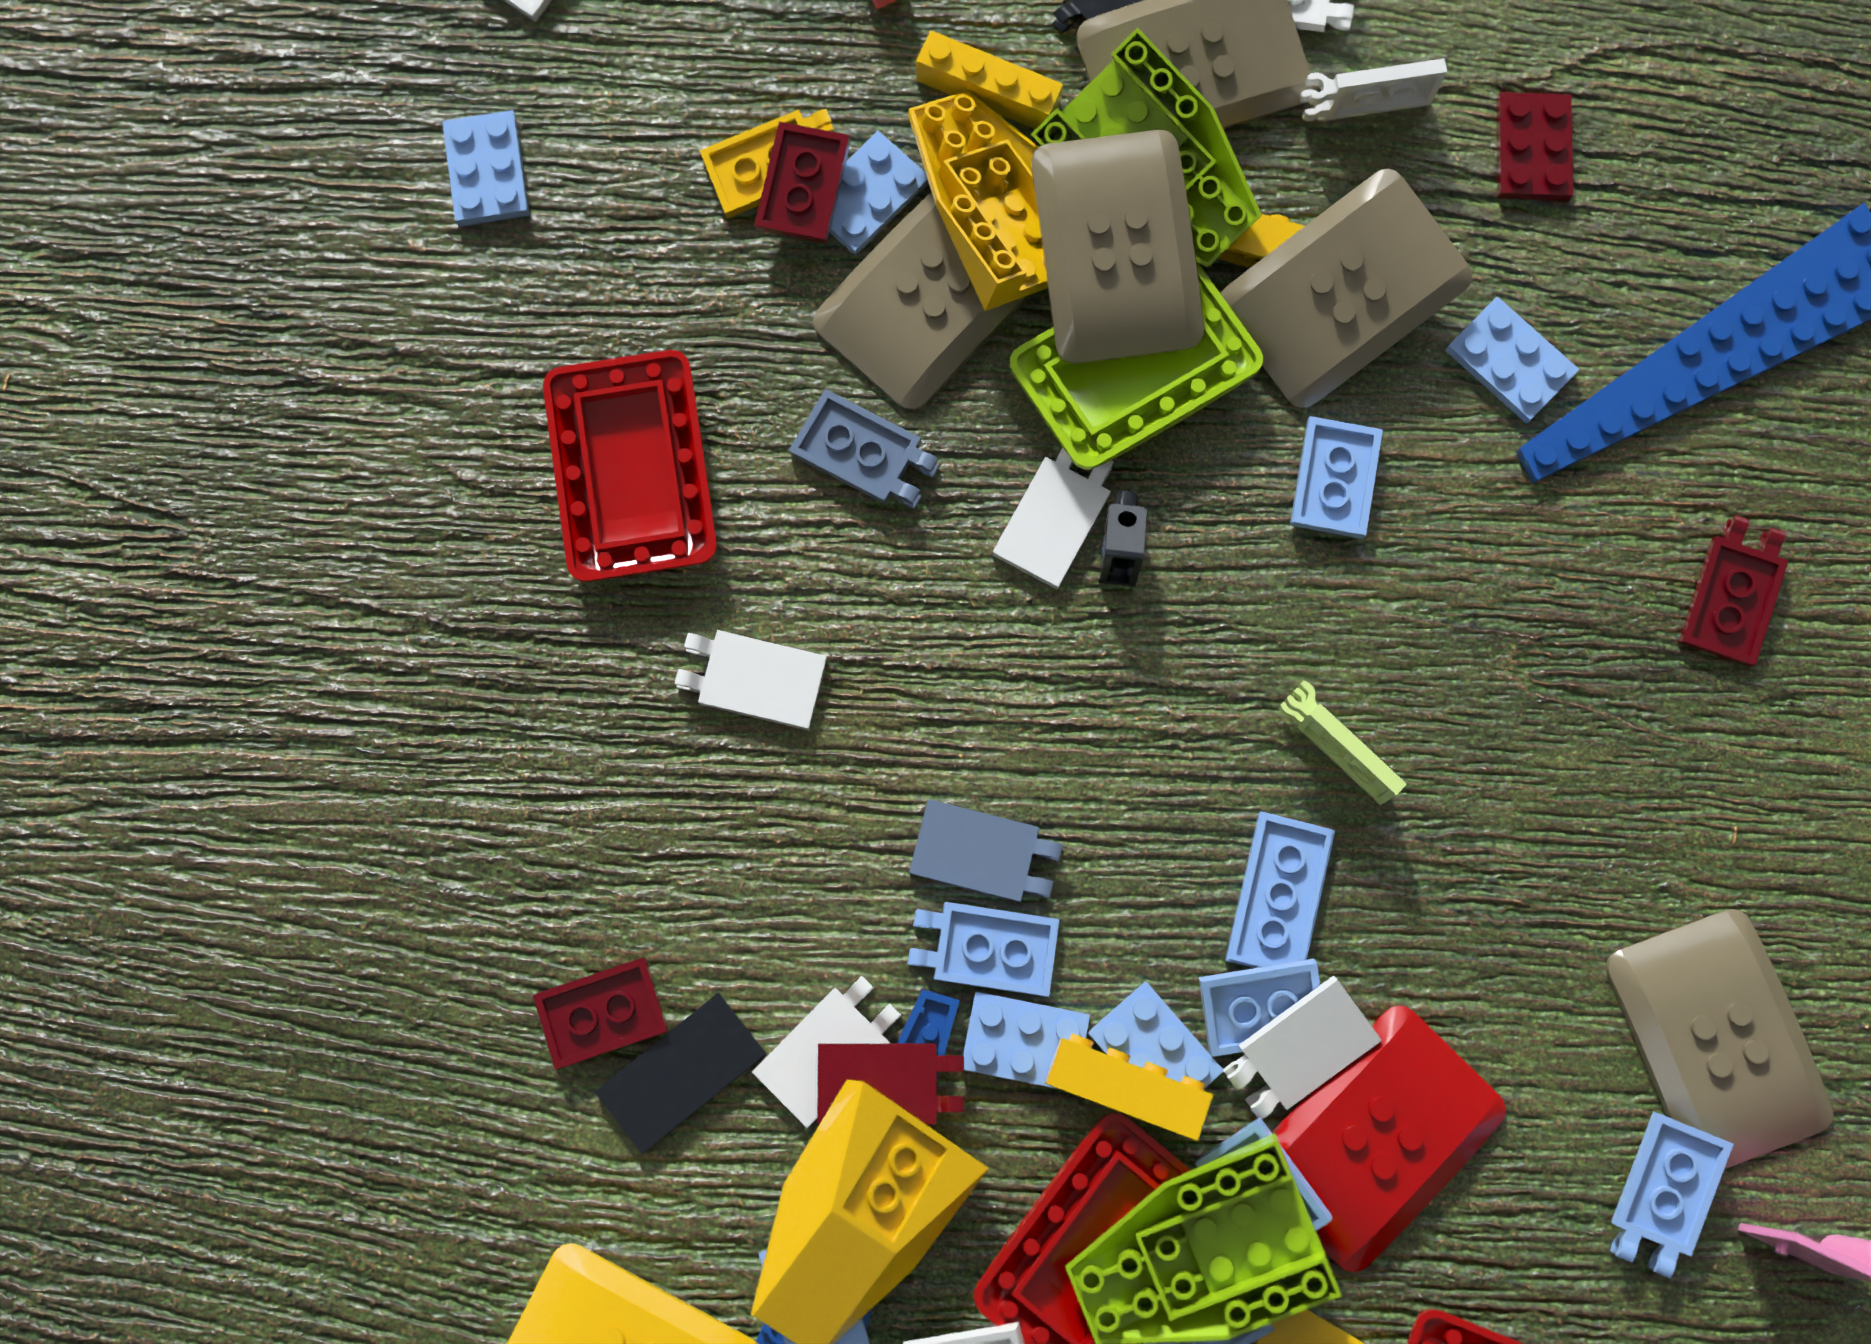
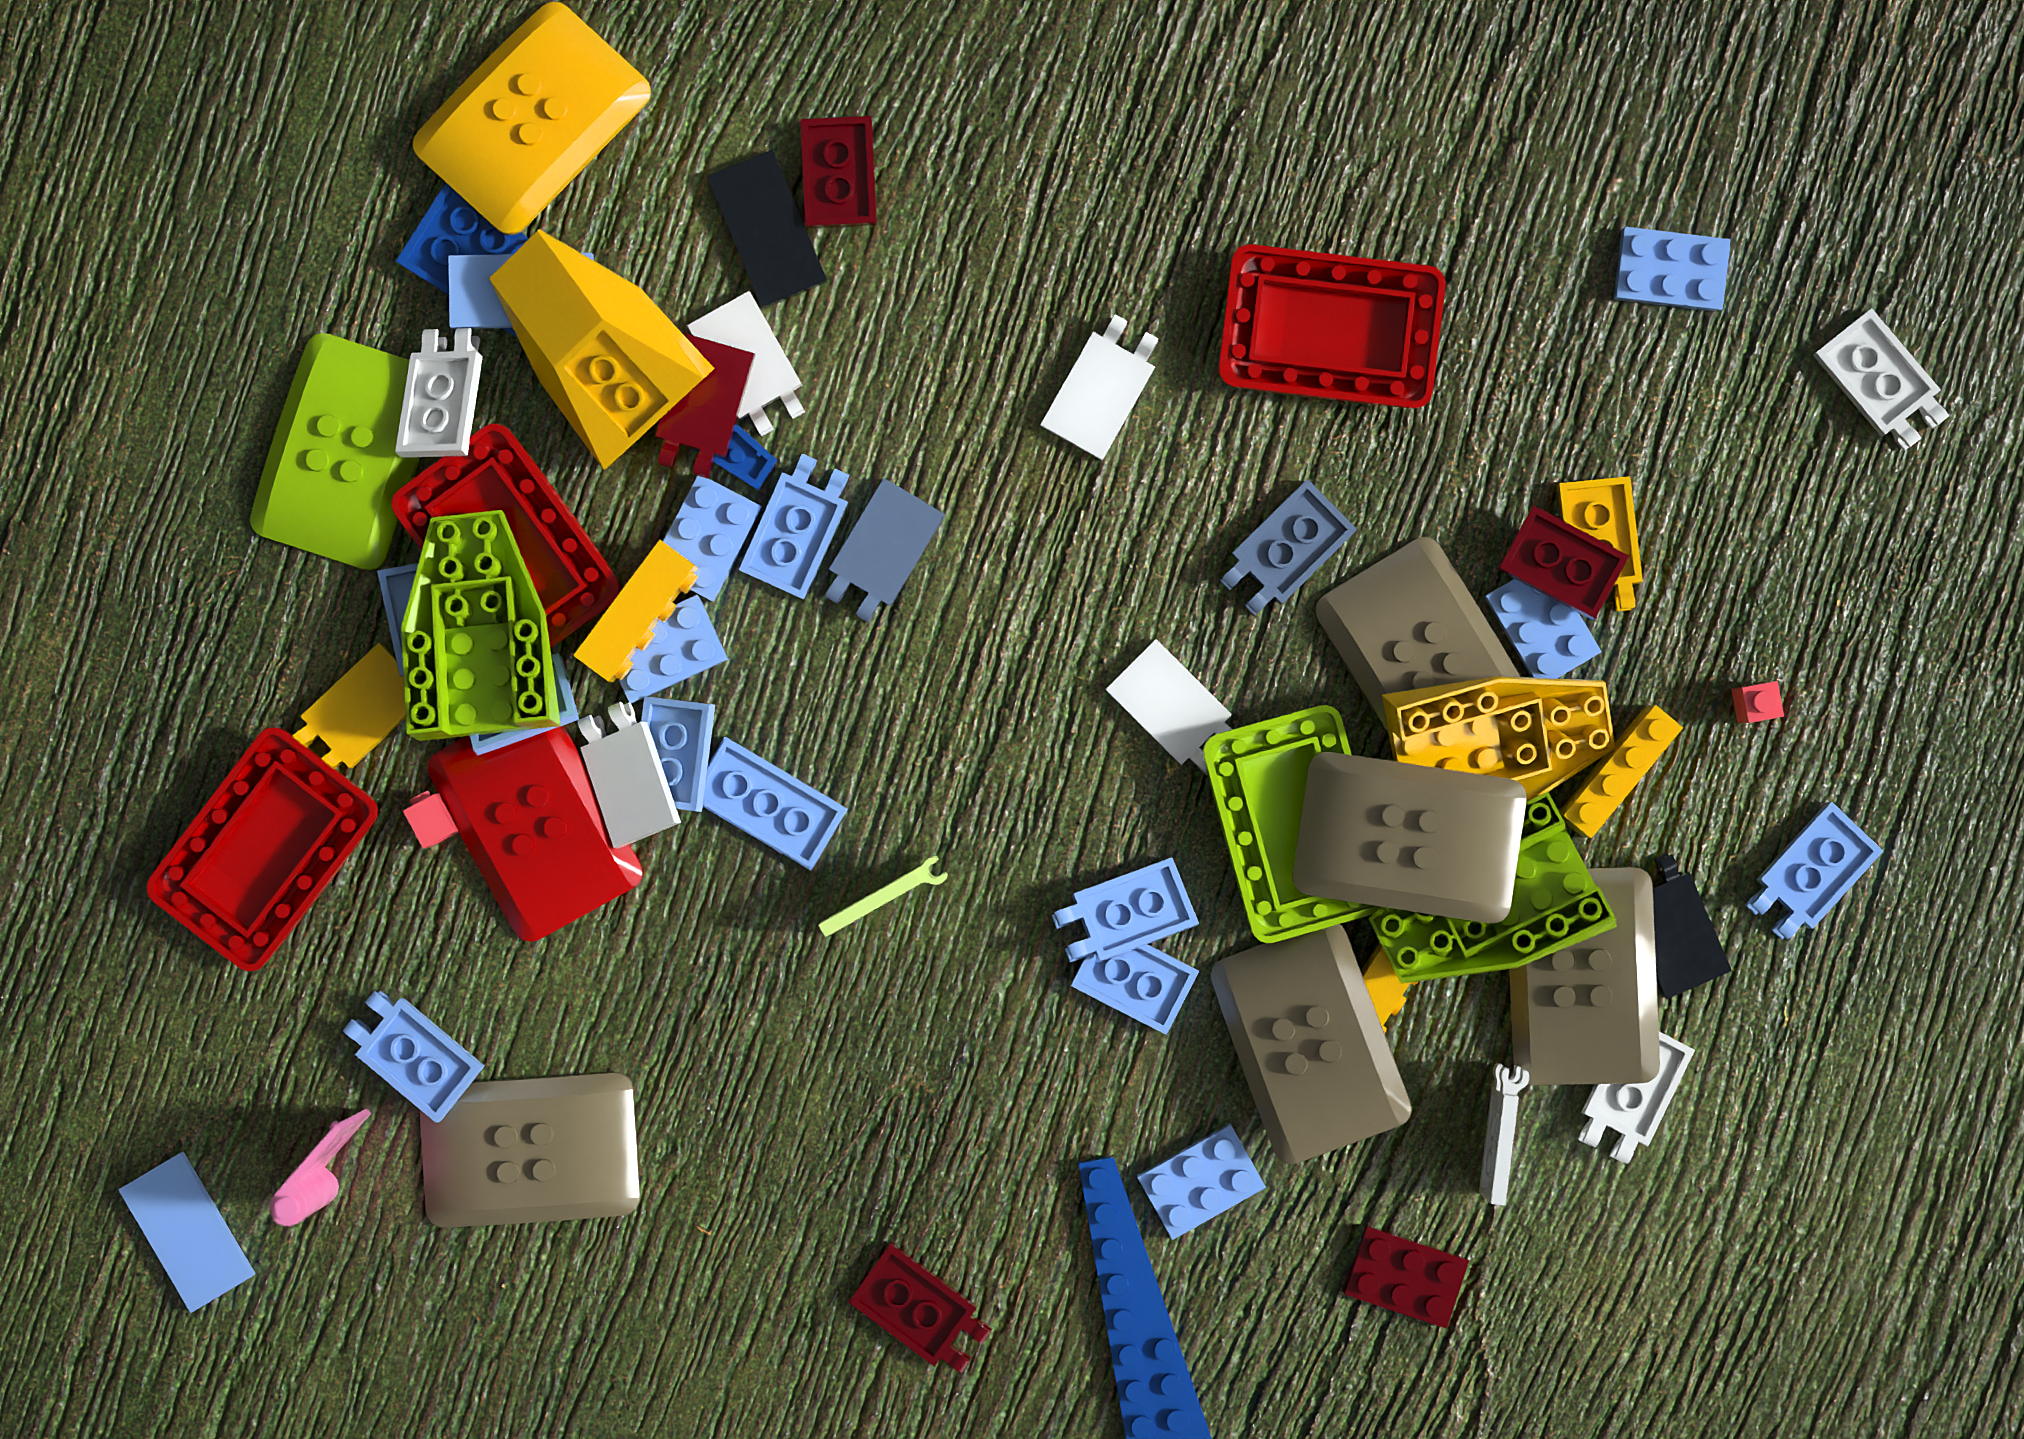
camera: 105 degrees right, 10 degrees up
(1123, 541) = (1120, 757): black torso -> none
(1274, 499) = (1129, 912): none -> light blue tile
(1415, 1250) = (430, 819): none -> coral brick

